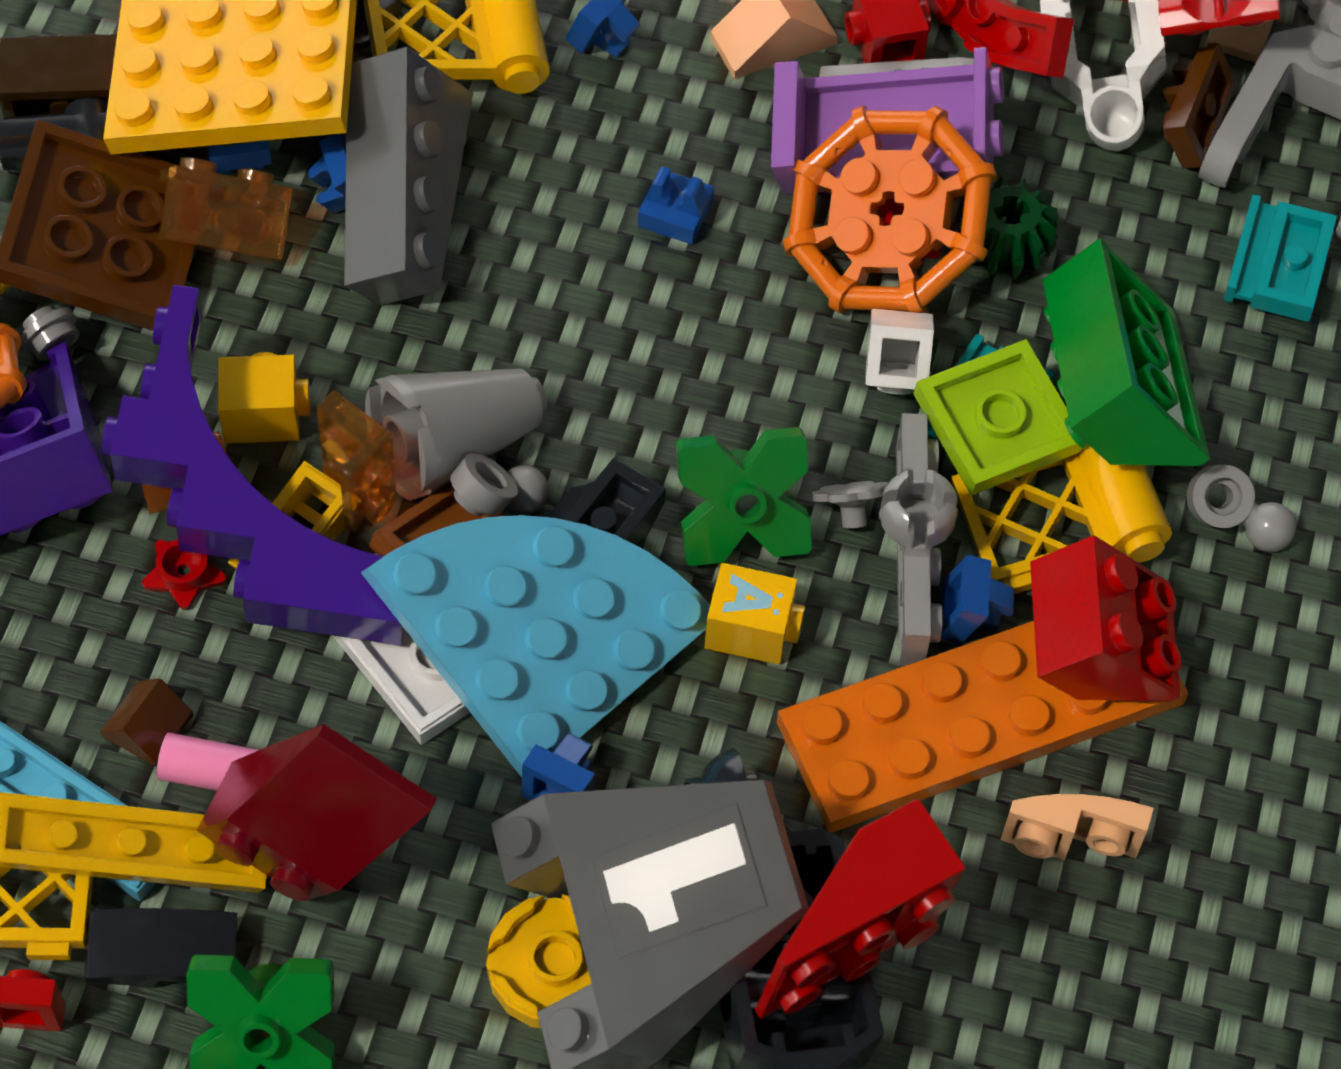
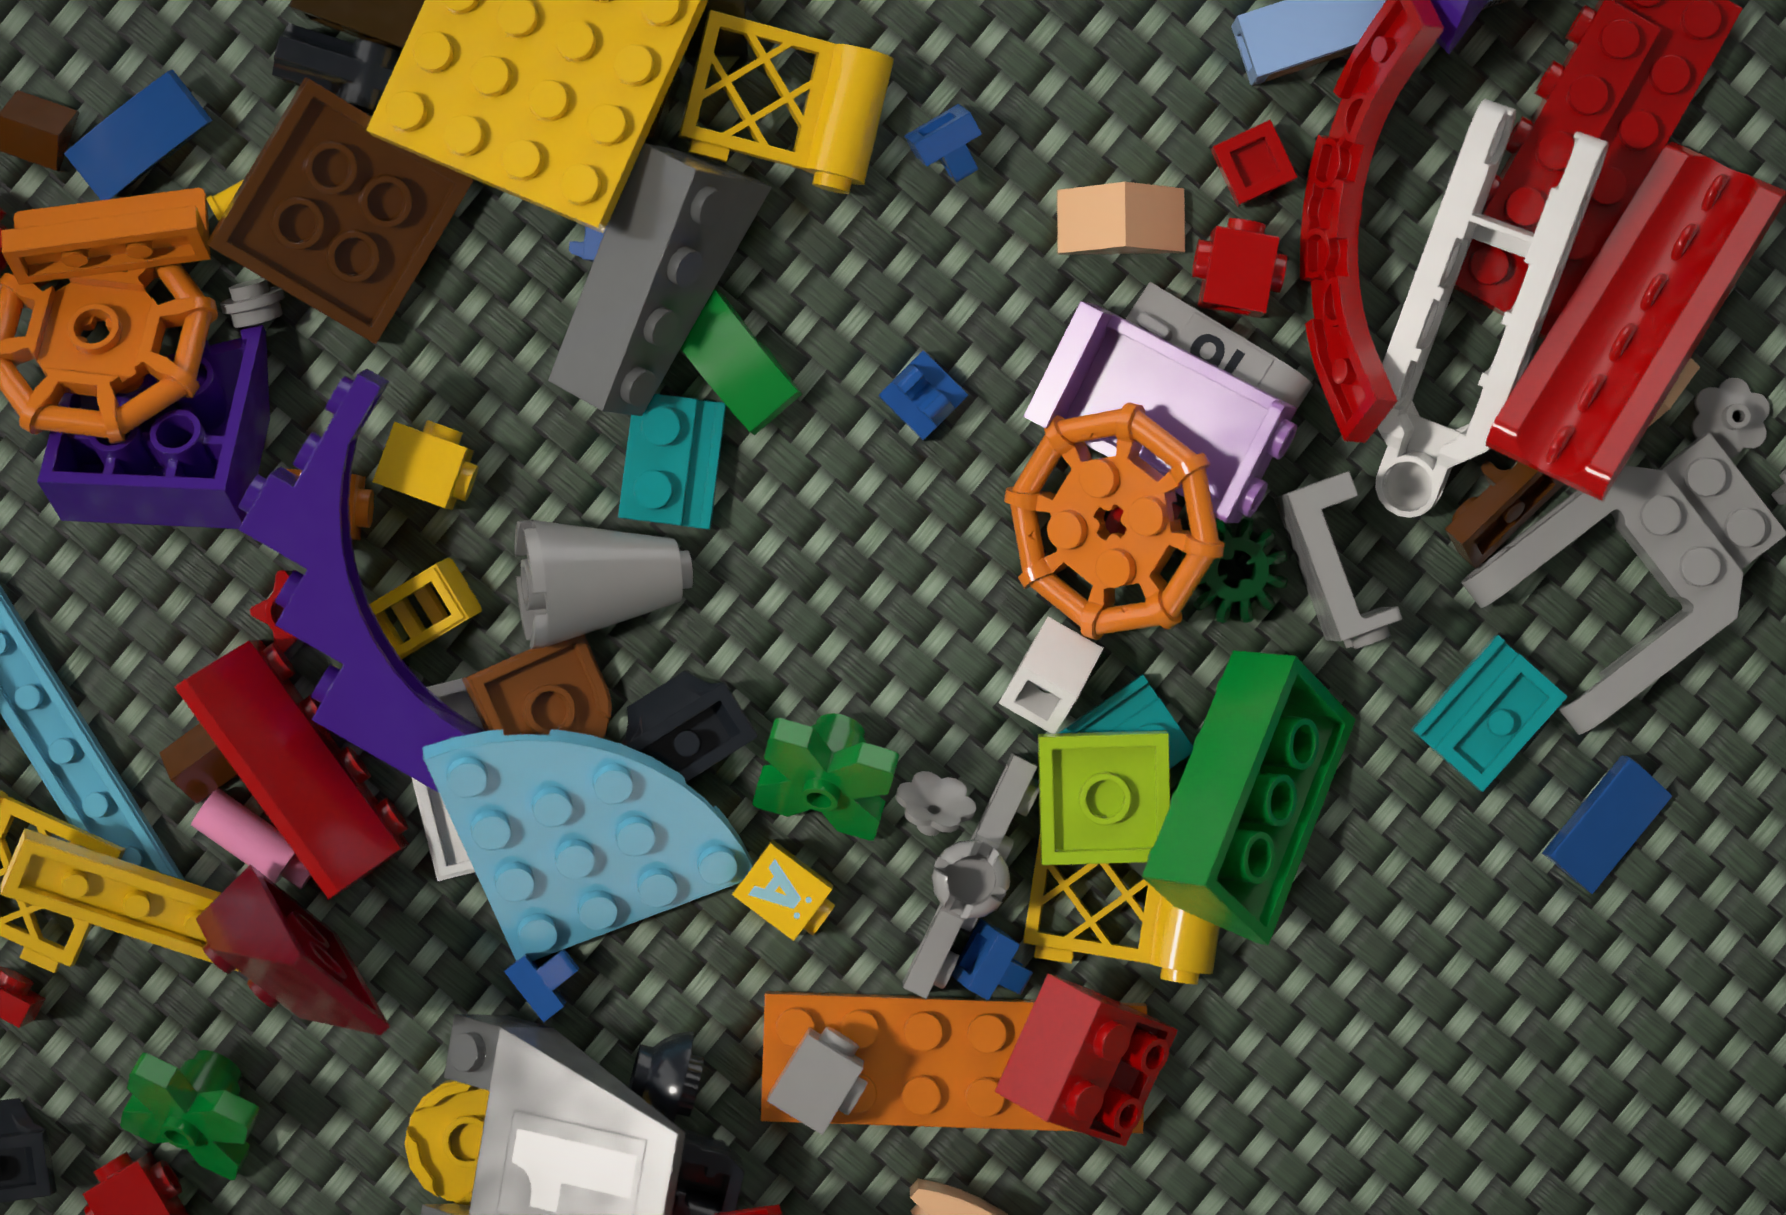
camera: 25 degrees right, 30 degrees up
(153, 943) = (136, 995): black slope -> none
(225, 211) = (466, 236): clear orange bracket -> none
(229, 667) = (294, 765): none -> red slope
(359, 458) = (479, 583): clear orange bracket -> none
(482, 323) = (673, 462): none -> teal plate
(489, 489) = (594, 666): light grey plate -> none
(508, 229) = (738, 365): none -> green slope
(869, 739) = (820, 1079): none -> light grey brick
(1083, 179) = (1321, 565): none -> light grey panel
(1267, 525) = (1313, 991): light grey plate -> none

